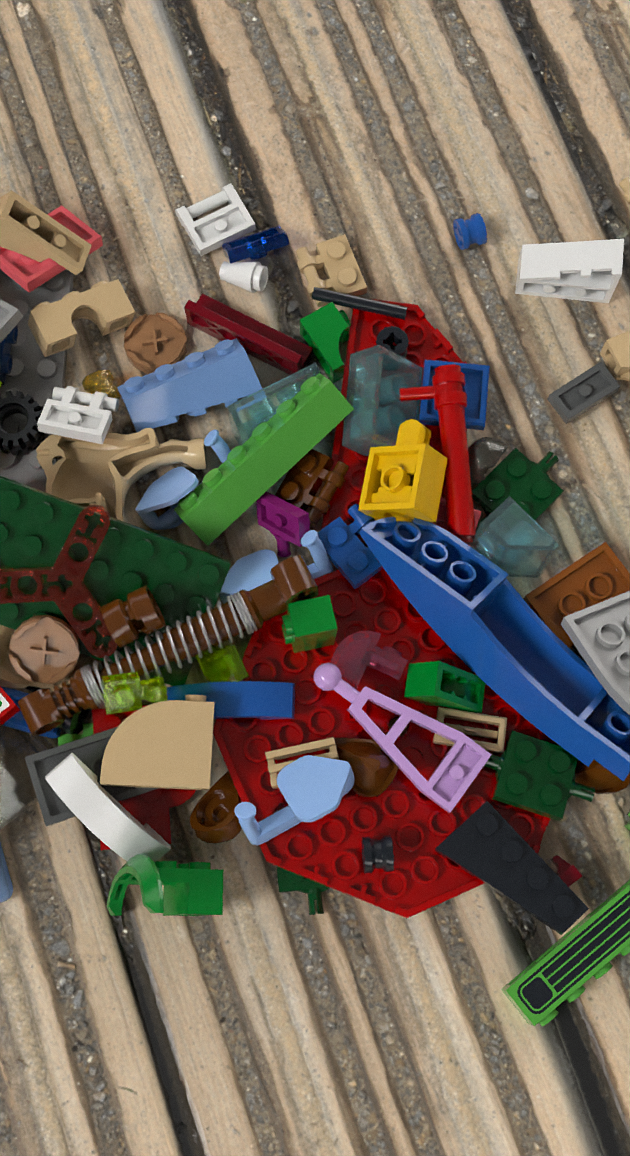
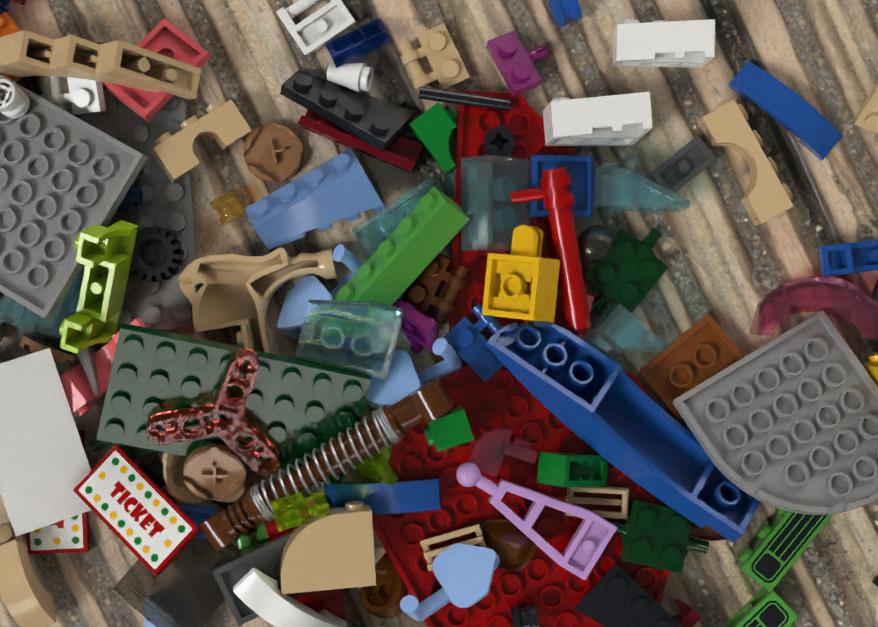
camera: 10 degrees left, 15 degrees up
(78, 414) = (211, 251): white plate -> none
(132, 616) = (286, 443): reddish brown wheel -> none
(212, 515) = (350, 335): none -> clear light blue slope
(240, 305) = (355, 112): none -> black wing
(415, 276) = (516, 62): none -> magenta plate
(497, 332) = (598, 120): none -> white wedge
(531, 408) = (627, 191): none -> clear light blue slope

